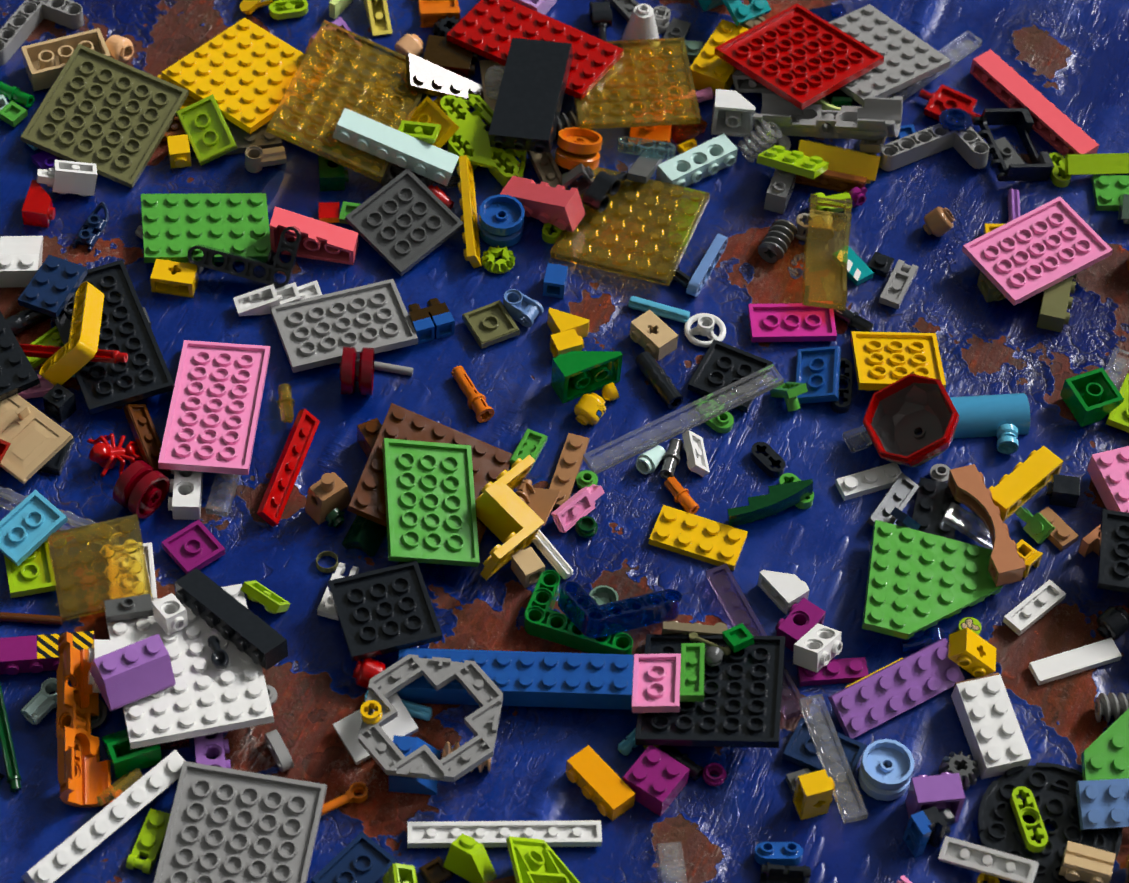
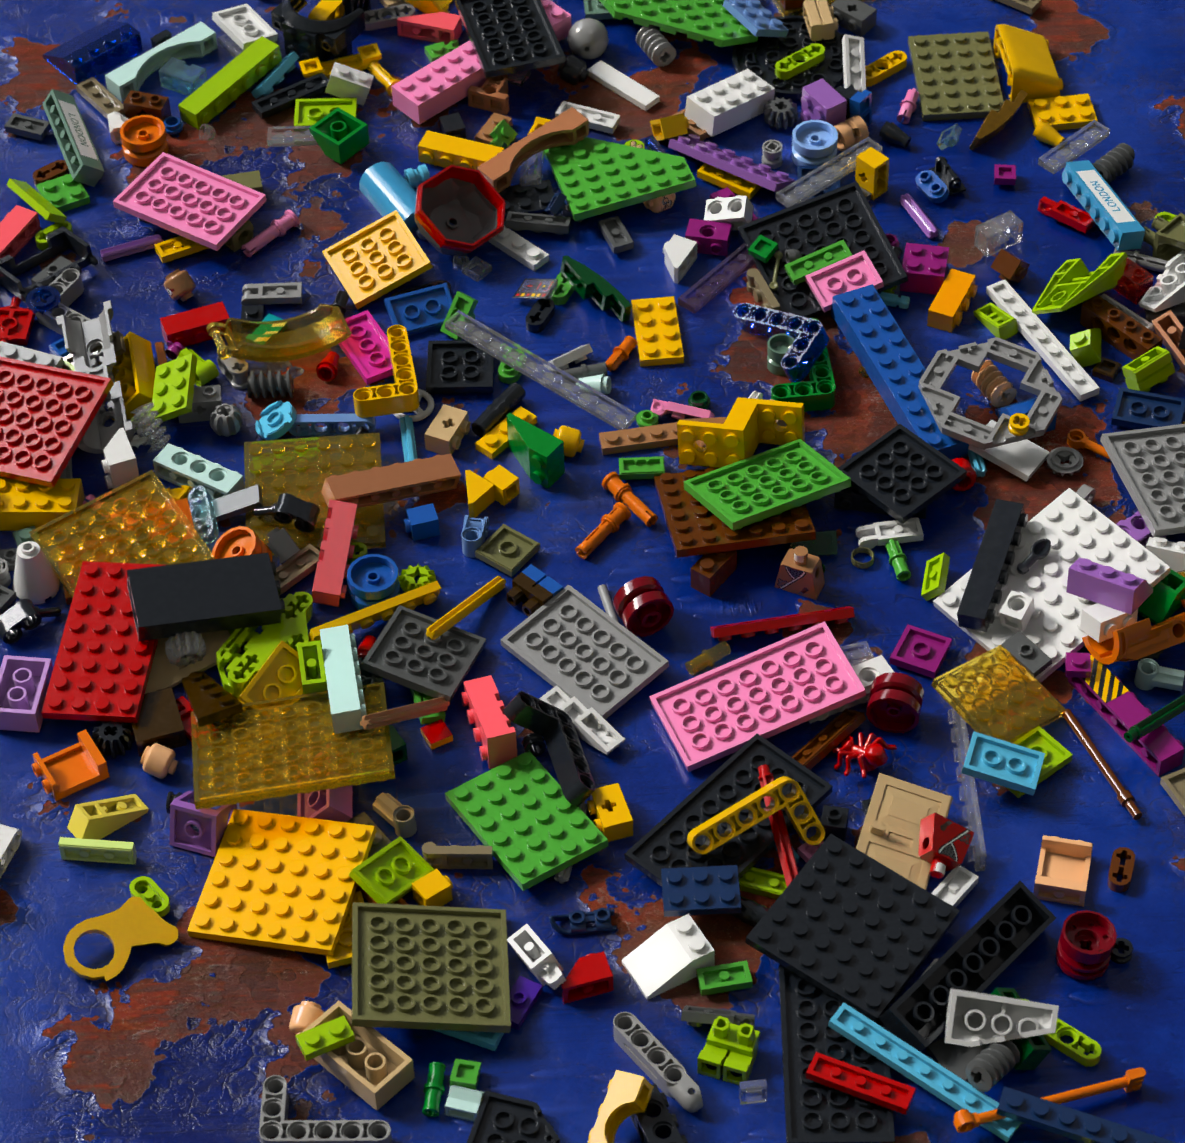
camera: 110 degrees left, 5 degrees down
(82, 32) = (325, 1038): none -> lime plate
(86, 631) = (1078, 665): none -> magenta plate
(201, 173) = (458, 856): none -> dark tan plate
(304, 582) = (898, 560): none -> bright green axle
(333, 167) = (404, 713): none -> medium nougat axle
(344, 763) = (1064, 454): none -> light grey gear
(438, 267) = (465, 607): none -> yellow axle
(506, 425) = (623, 493): none -> orange pin
(547, 804) = (998, 323): none -> lime slope
(600, 263) = (393, 481): none -> nougat brick
(615, 854) = (1010, 266): none -> reddish brown brick
(635, 382) = (497, 439): none -> yellow plate
(727, 316) = (394, 397): none -> yellow beam
(731, 228) = (275, 420): none -> medium azure tile
(747, 822) = (919, 216): none -> medium lavender axle
(751, 198) = (226, 420): none -> light grey piece
(780, 286) = (328, 367): none -> red cone
(798, 464) = (536, 288): none -> piece
(845, 557) = (615, 234): none -> dark grey plate
(876, 858) = (893, 134): none -> black cone
(881, 219) = (191, 325): none -> red brick
(893, 812) = (851, 132): none -> light nougat wheel
(898, 730) = (772, 153): none -> light grey wheel
(986, 316) = (276, 229): none -> bright pink pin

